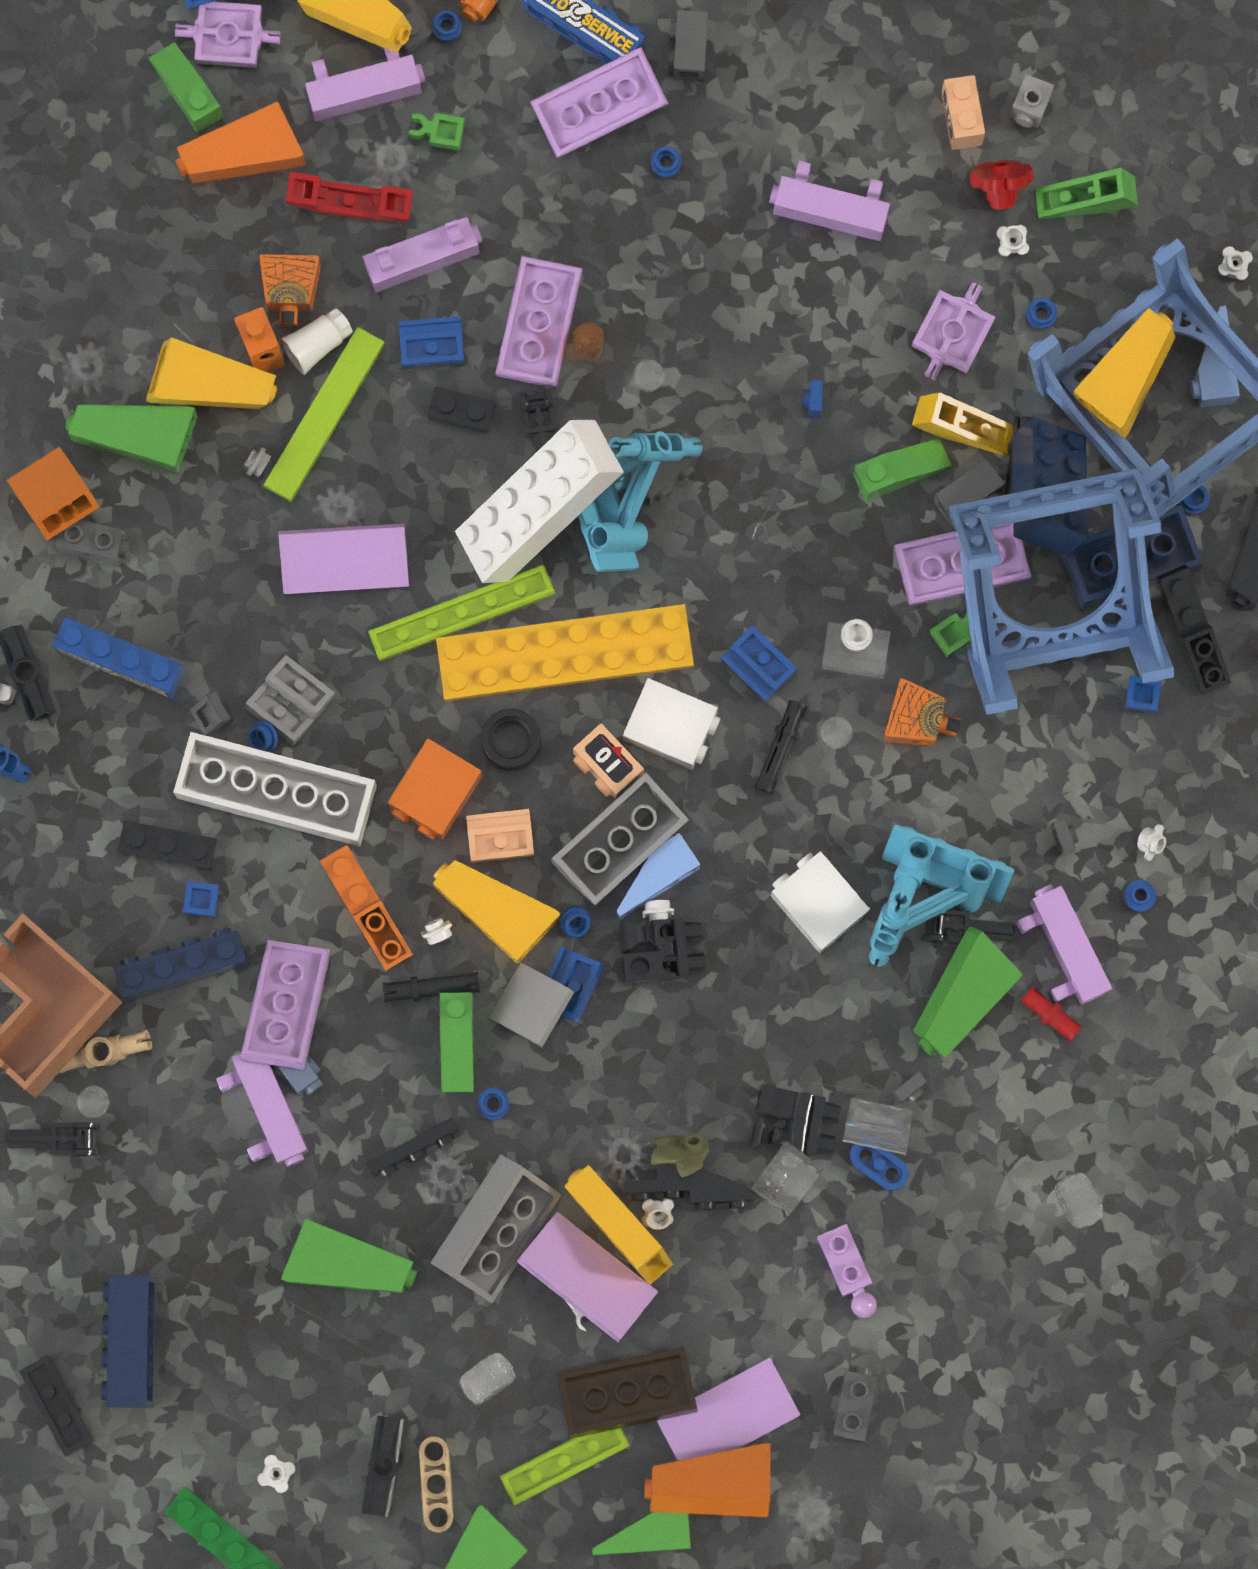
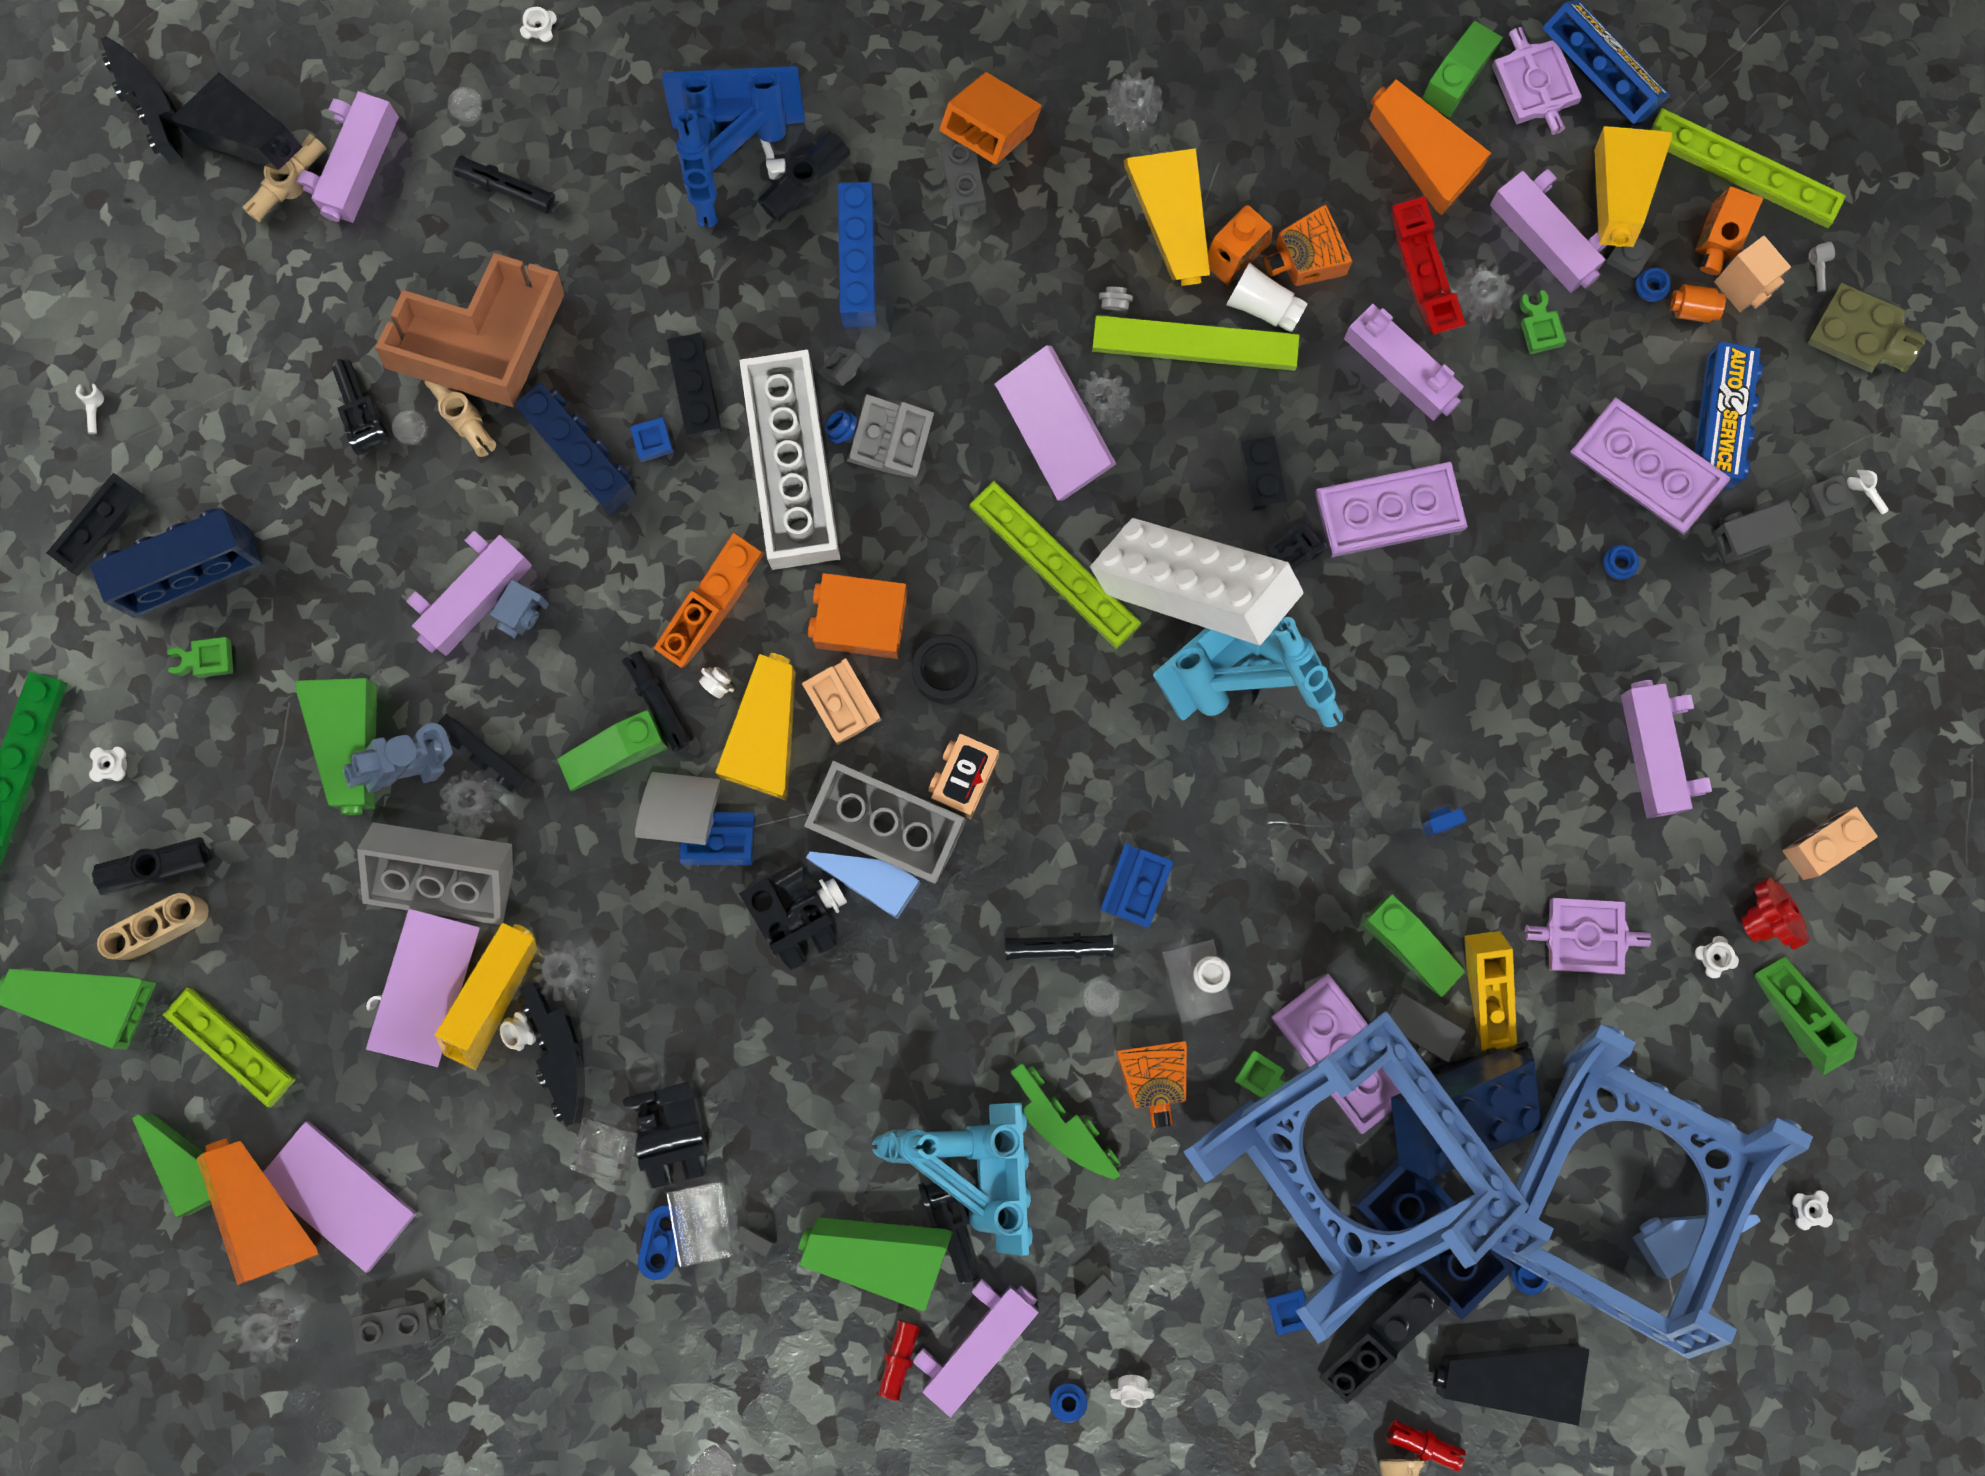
camera: 70 degrees right, 0 degrees up
(135, 432) = (1092, 174): bright green slope -> none
(222, 1352) = (206, 659): none -> bright green plate
(285, 1004) = (576, 565): lavender tile -> none
(390, 1218) = (400, 758): none -> sand blue hips
(431, 342) = (1318, 412): blue plate -> none
(487, 1378) = (275, 931): clear gear -> none
(488, 1094) = (555, 810): blue plate -> none
(564, 652) = (1061, 685): yellow plate -> none
(578, 928) = (779, 820): blue plate -> none
(588, 341) = (1394, 564): clear orange brick -> none
(627, 1392) = (317, 1081): dark brown plate -> none
(648, 375) = (1388, 642): clear plate -> none
(671, 724) = (1032, 823): white brick -> none
(684, 1151) = (586, 1024): olive plate -> none
(819, 901) = (912, 1058): white brick -> none
(848, 1269) = (539, 1257): lavender plate -> none
(936, 804) = (1072, 1137): none -> bright green slope
(1031, 101) = (1878, 911): light grey brick -> none
(1045, 305) = (1663, 1022): blue plate -> none
(1126, 373) = (1630, 1143): yellow slope -> none

